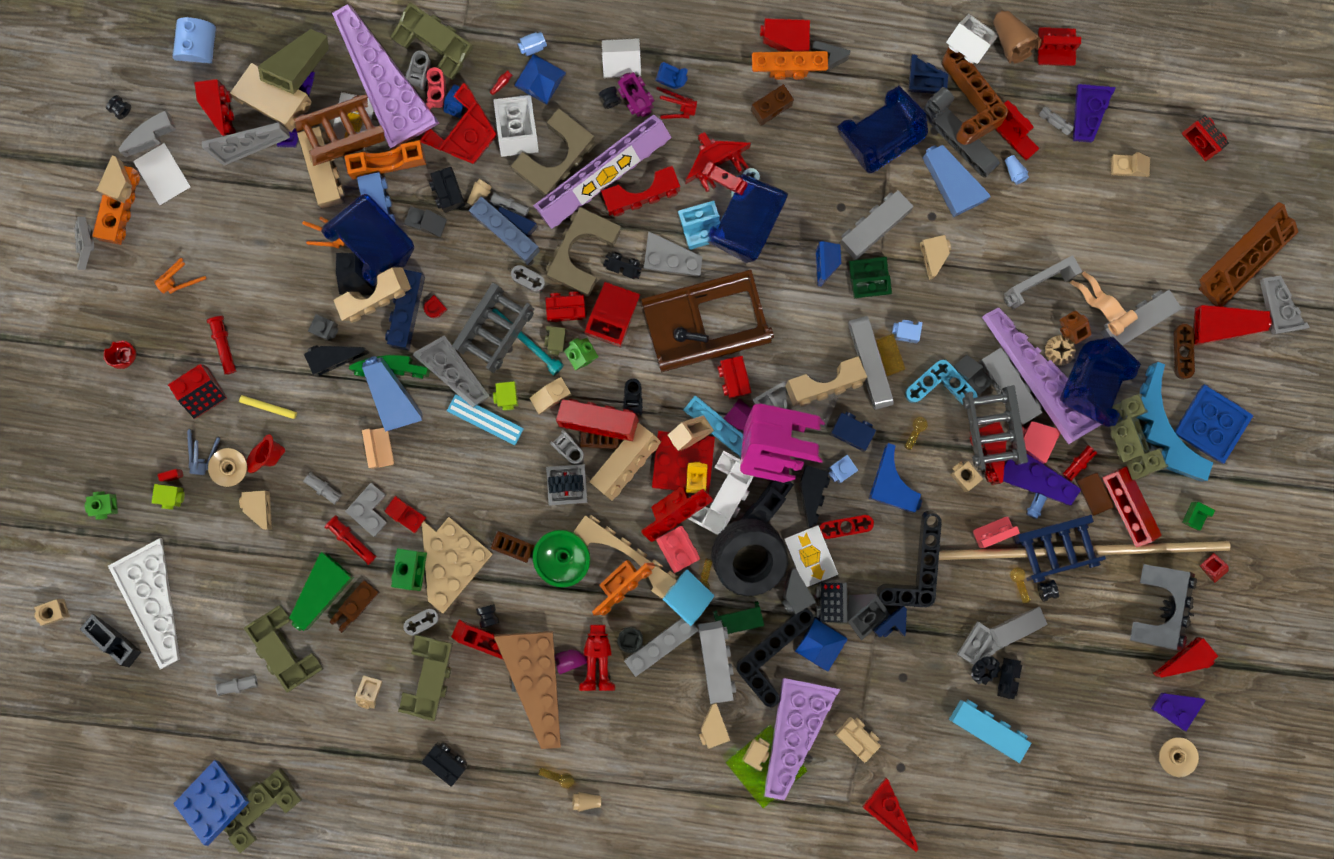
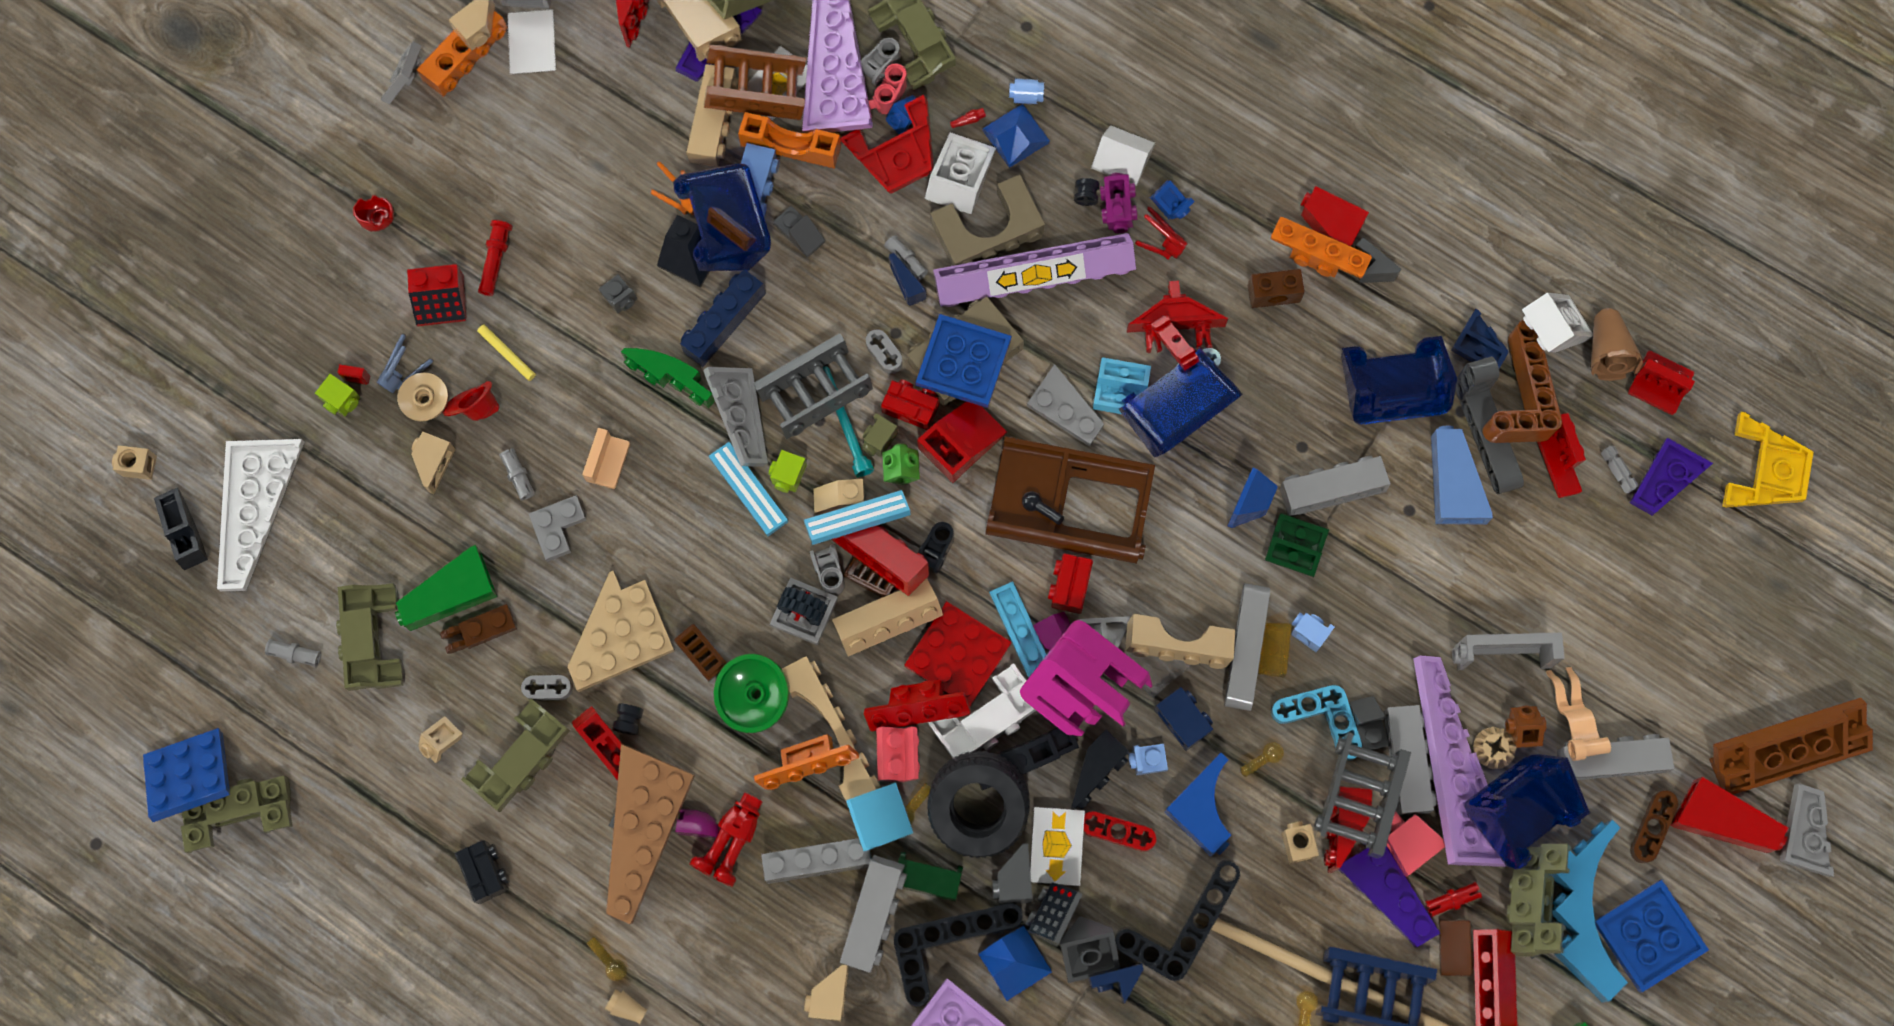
camera: 35 degrees right, 10 degrees down
(101, 505) = (258, 369): bright green brick -> none
(166, 282) = (470, 159): orange plant -> none
(244, 143) = (637, 47): light grey wing -> none
(328, 358) = (603, 329): black slope -> none
(344, 534) = (513, 540): red pin -> none
(381, 246) = (730, 228): none -> reddish brown slope
(390, 285) = (719, 278): tan arch -> none
(390, 397) = (651, 406): medium blue slope -> none
(405, 514) = (596, 553): red slope -> none
(416, 565) = (565, 617): green brick -> none
(434, 308) = (757, 332): red tile -> none
(447, 190) = (843, 206): black brick -> none
(479, 189) = (878, 227): tan cone -> none
(504, 230) = (885, 282): sand blue arch -> none
(571, 405) = (857, 517): none -> medium azure tile
(587, 261) = (963, 360): none -> blue plate
(619, 200) = (1038, 313): red arch -> none
(630, 265) = (1012, 394): black hinge -> none
(630, 640) = (782, 833): pearl dark grey wheel -> none
(690, 432) = (983, 619): tan slope -> none
(696, 477) = (963, 676): yellow bracket -> none
(934, 253) = (1391, 554): tan slope -> none
(995, 532) = (1303, 931): coral bracket -> none
(1016, 170) = (1541, 506): light blue cone -> none
(1036, 506) = (1372, 926): medium blue pin -> none
(1130, 165) = (1693, 568): tan slope -> none
(1160, 68) = (1780, 471): none -> yellow wing
(1205, 137) = (1801, 576): red slope -> none

